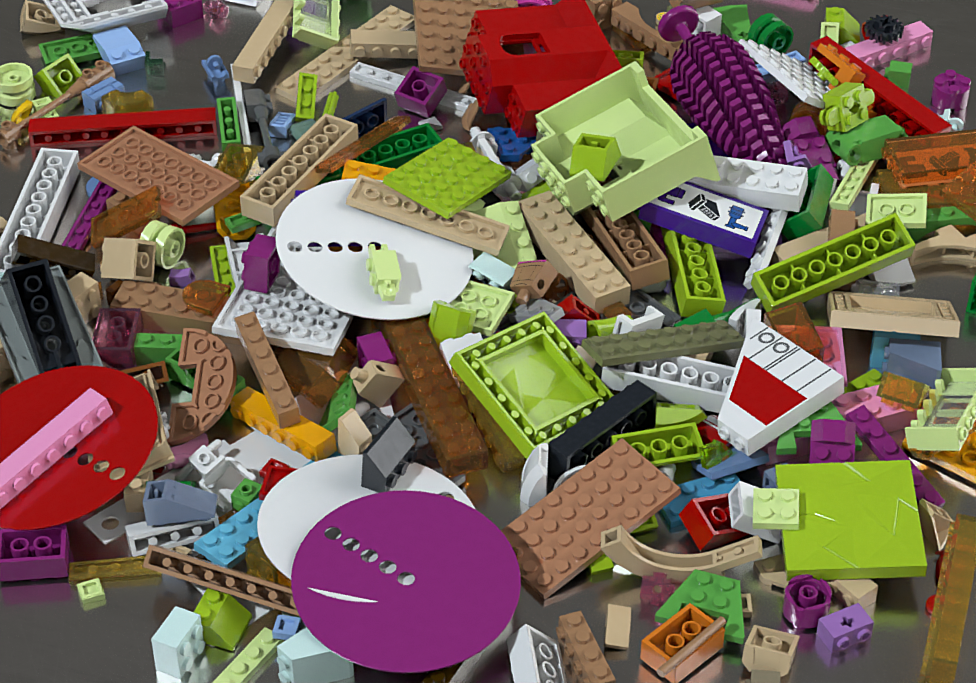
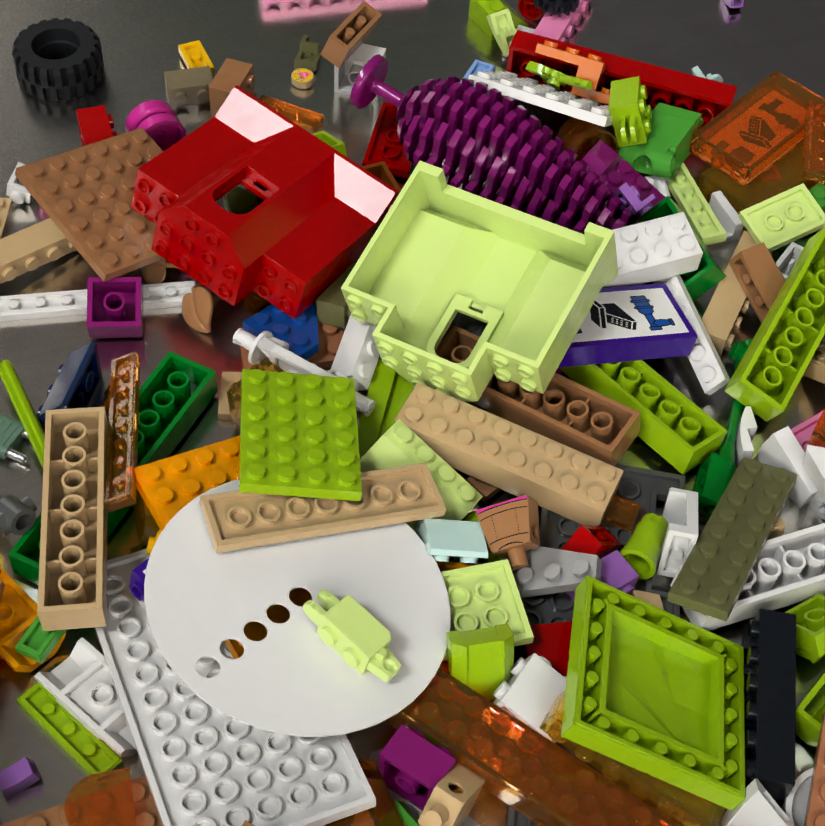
camera: 40 degrees left, 10 degrees up
(260, 264) = (163, 714): magenta brick -> none
(434, 123) = (154, 346): white slope -> none
(595, 154) = (456, 315): lime slope -> none
(628, 19) = (340, 112): medium nougat arch -> none
(735, 21) = (398, 56): bright green piece -> none
(771, 32) = (445, 52): green wheel -> none
(899, 73) = (604, 40): bright green brick -> none
(950, 91) = (671, 44): magenta brick -> none

